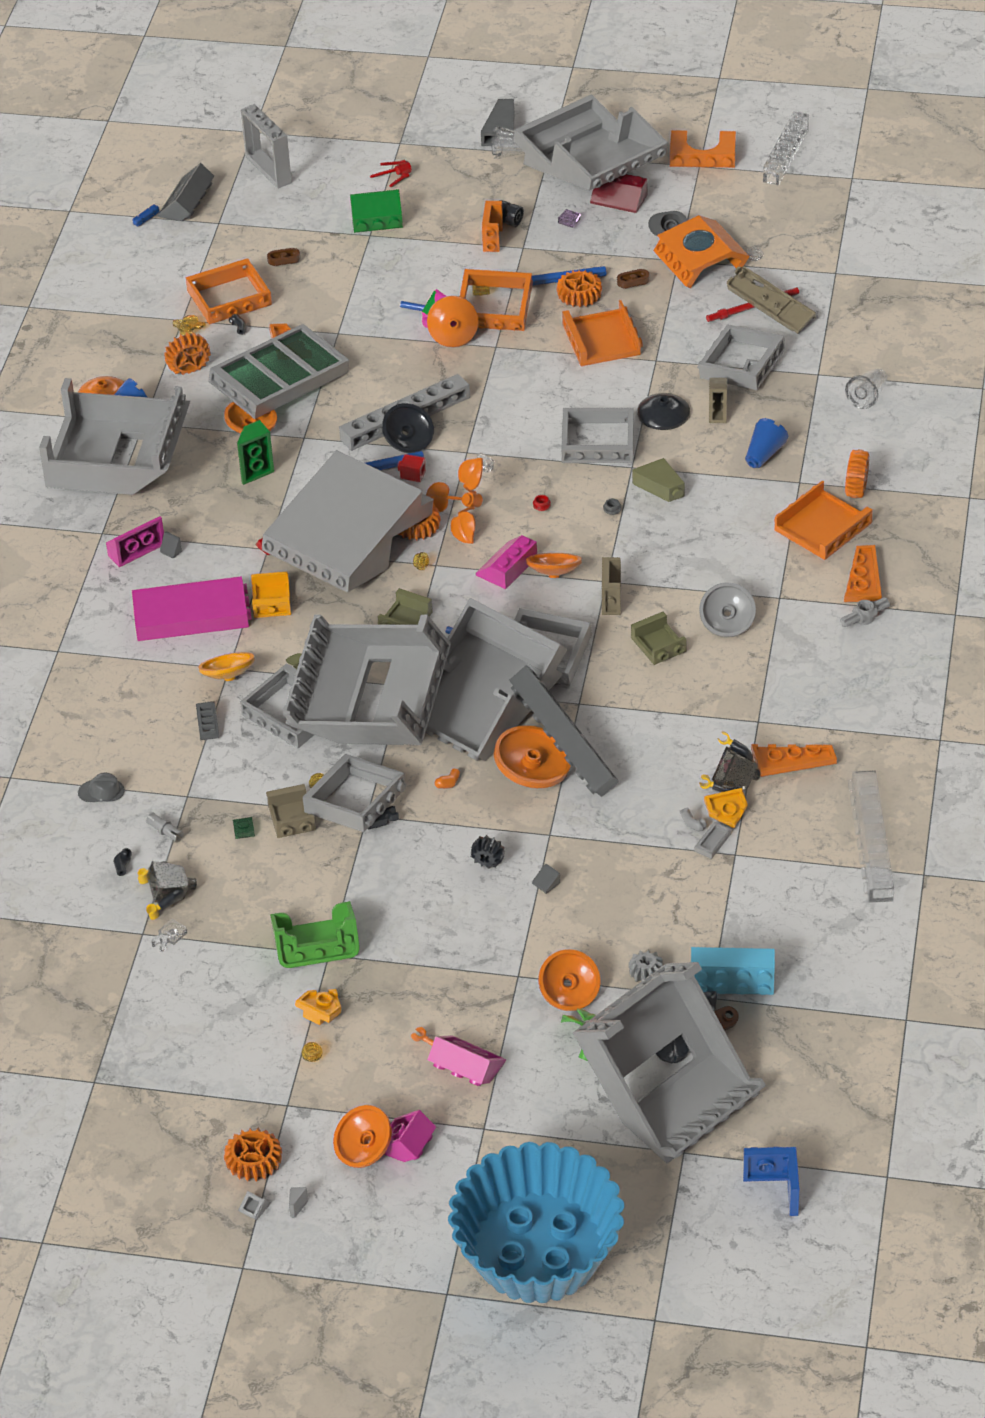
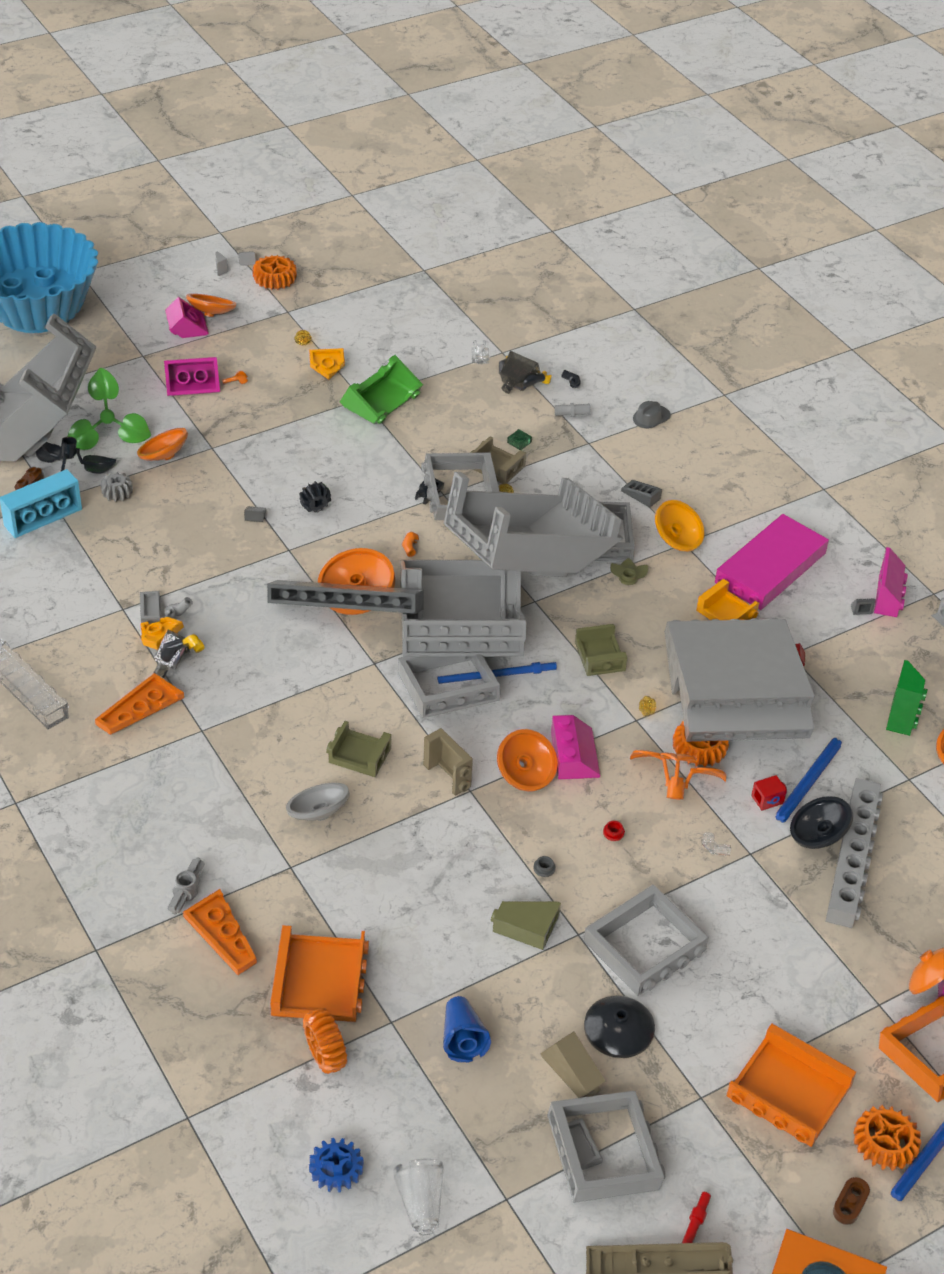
camera: 135 degrees right, 0 degrees up
(903, 425) = (336, 1165): none -> blue gear

